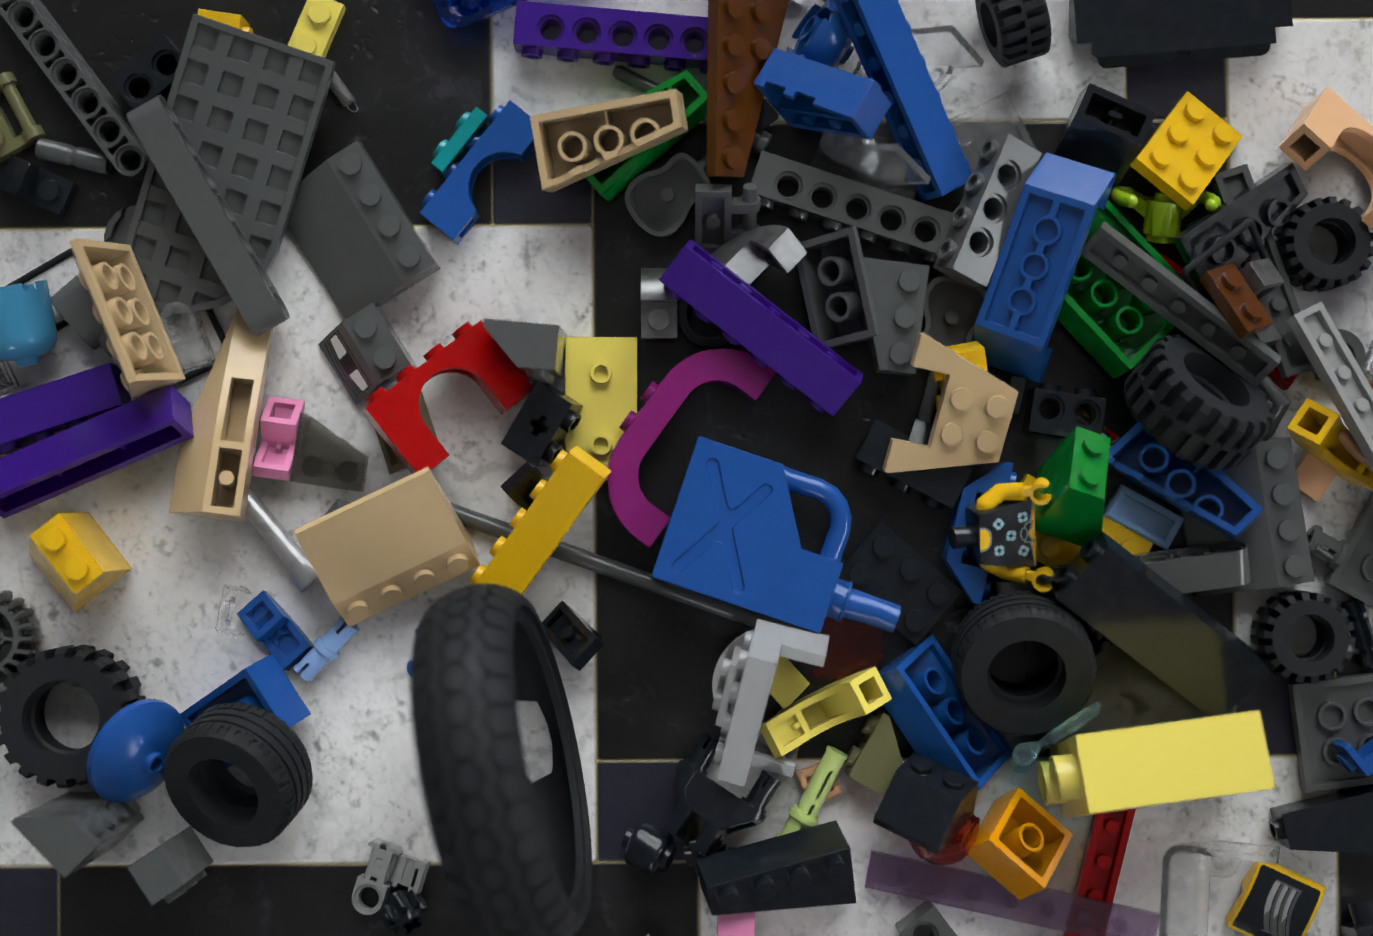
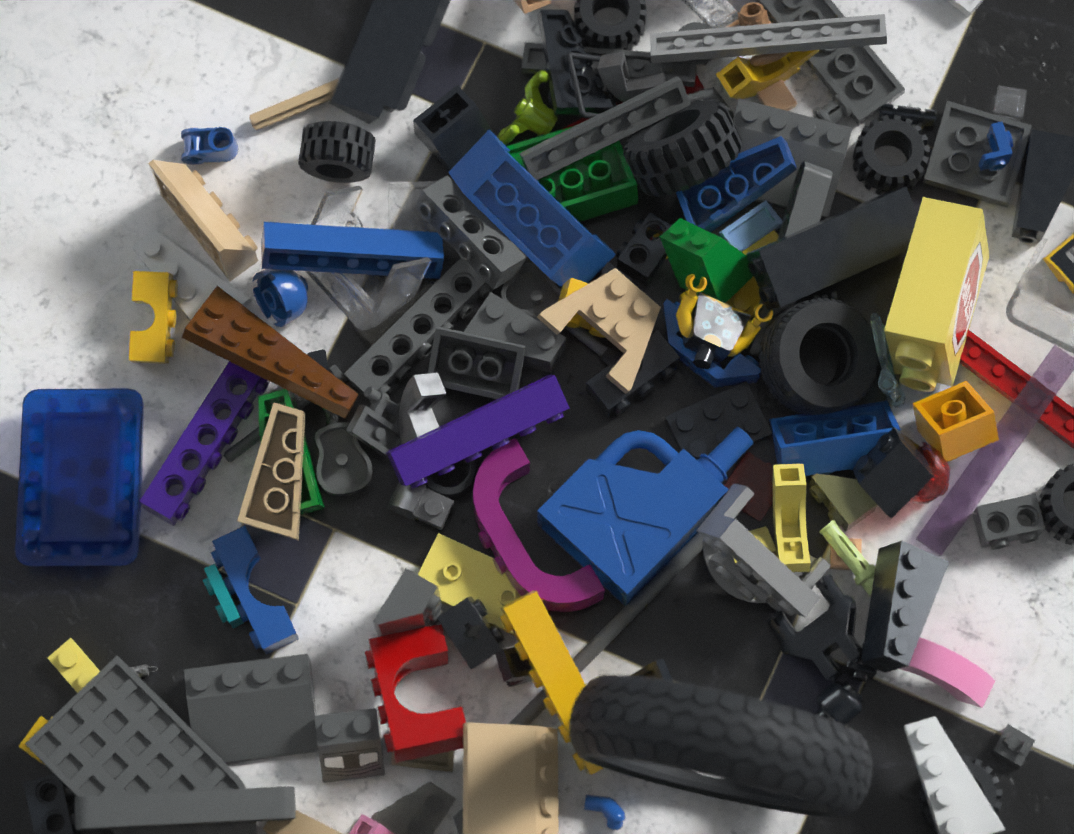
camera: 65 degrees left, 15 degrees down
(821, 96) = (327, 309): blue wedge -> none
(1186, 151) = (495, 78): yellow plate -> none
(1236, 300) = (621, 88): reddish brown plate -> none

